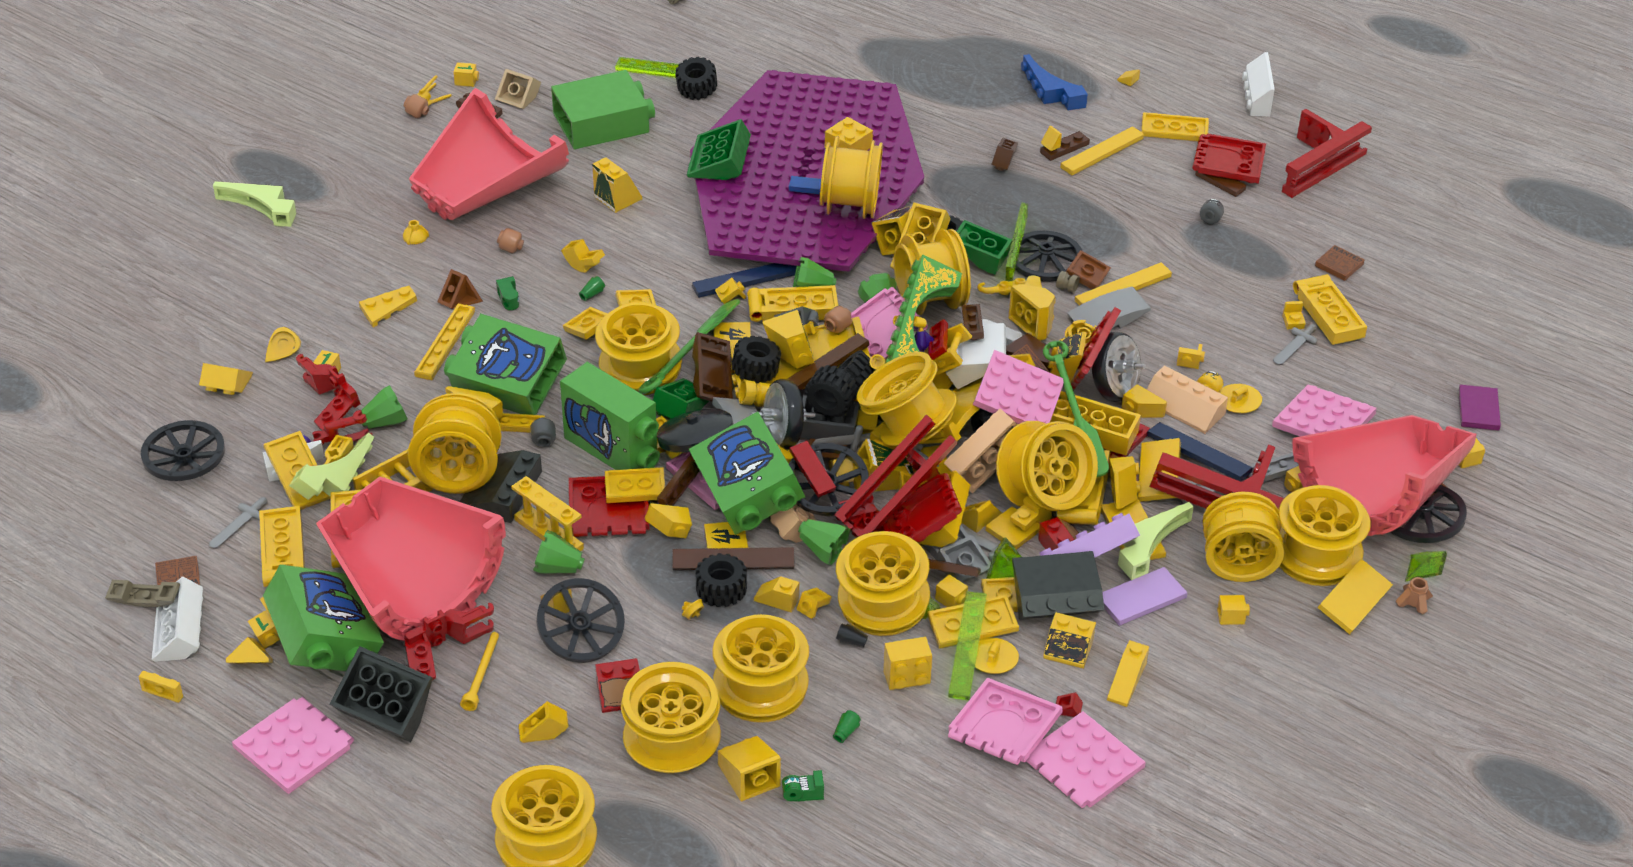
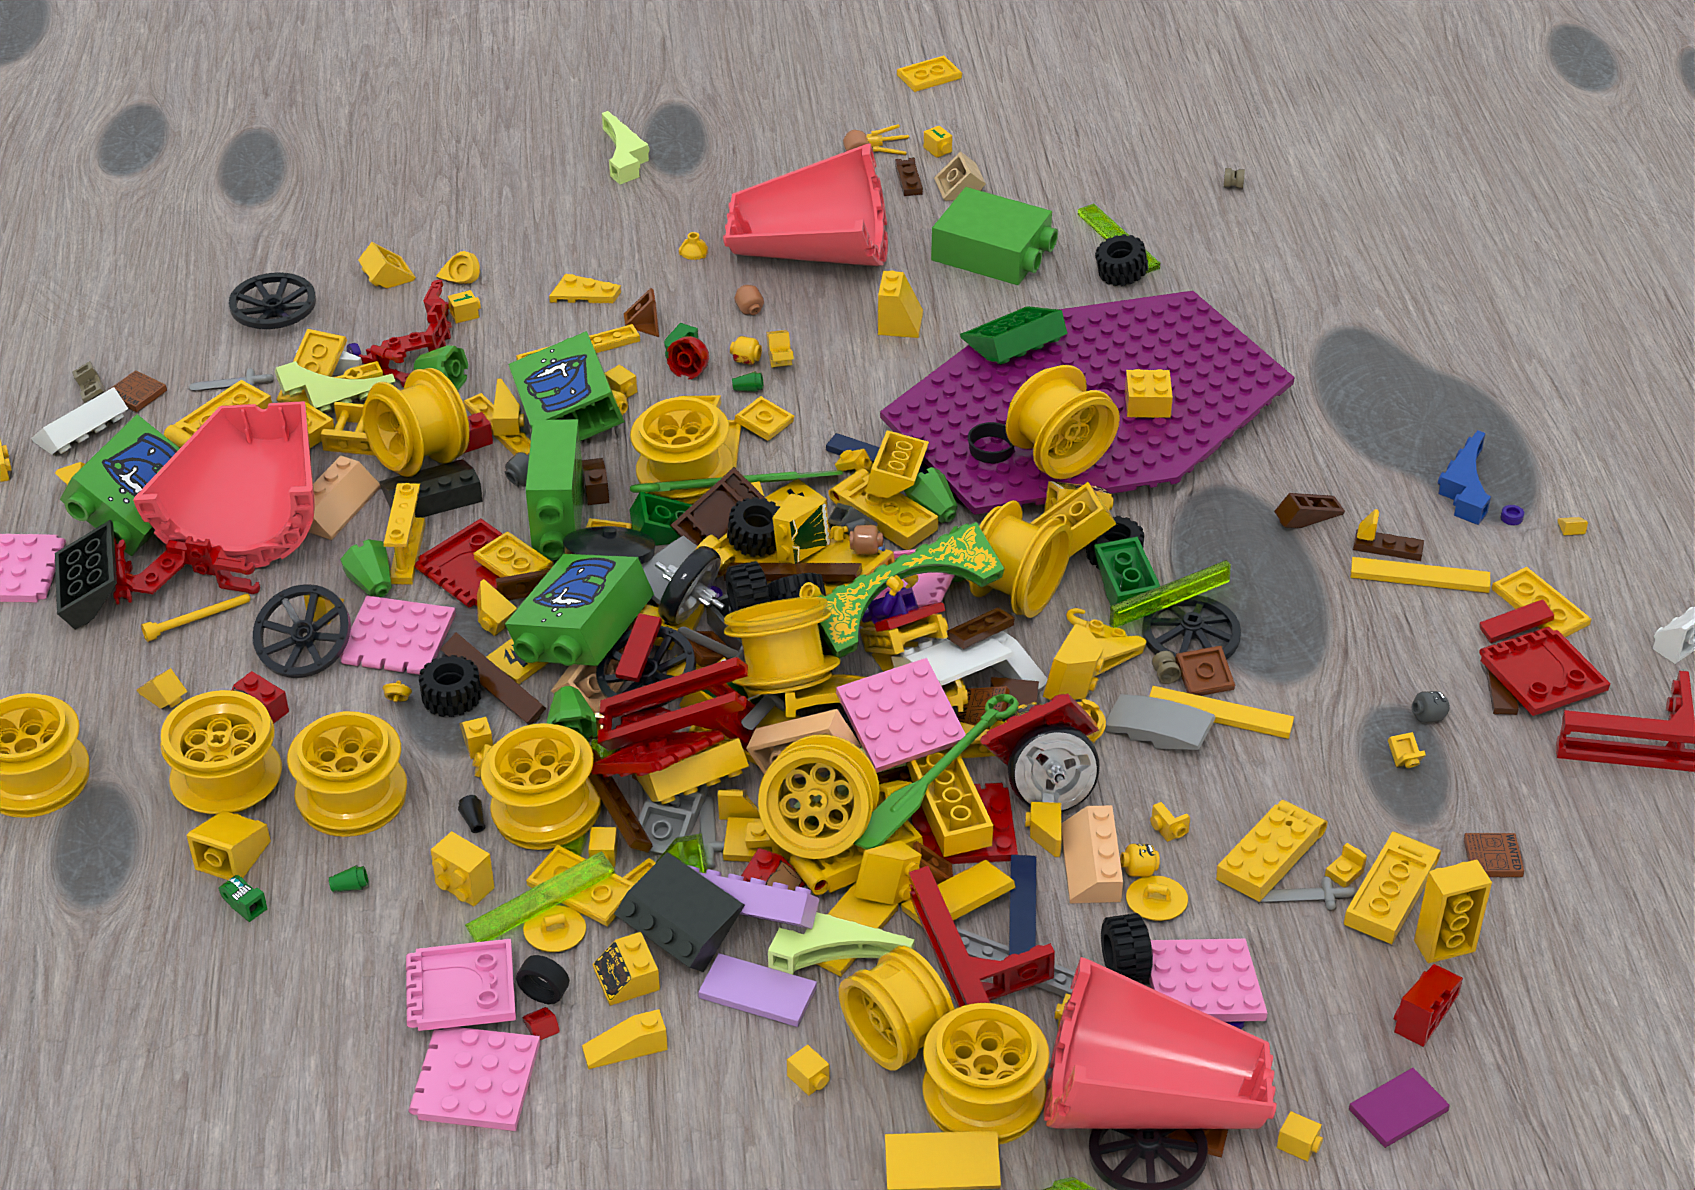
camera: 50 degrees right, 0 degrees up
(384, 37) = (929, 73): none -> yellow tile
(535, 297) = (688, 357): none -> red cylinder
(561, 270) = (746, 350): none -> yellow head
(635, 578) = (397, 634): none -> bright pink hinge
(778, 270) = (896, 464): none -> yellow slope
(809, 212) = (989, 429): none -> black tyre
(1041, 671) = (547, 969): none -> black tyre
(1095, 91) = (1512, 515): none -> dark purple tile
(1182, 142) = (1516, 621): none -> red tile
(1233, 241) = (1405, 750): none -> yellow bracket
(1254, 333) = (1270, 849): none -> yellow hinge
(1279, 425) = (1127, 946): none -> black tyre
(1387, 293) = (1452, 911): none -> yellow brick
(1426, 350) = (1427, 1004): none -> red wedge

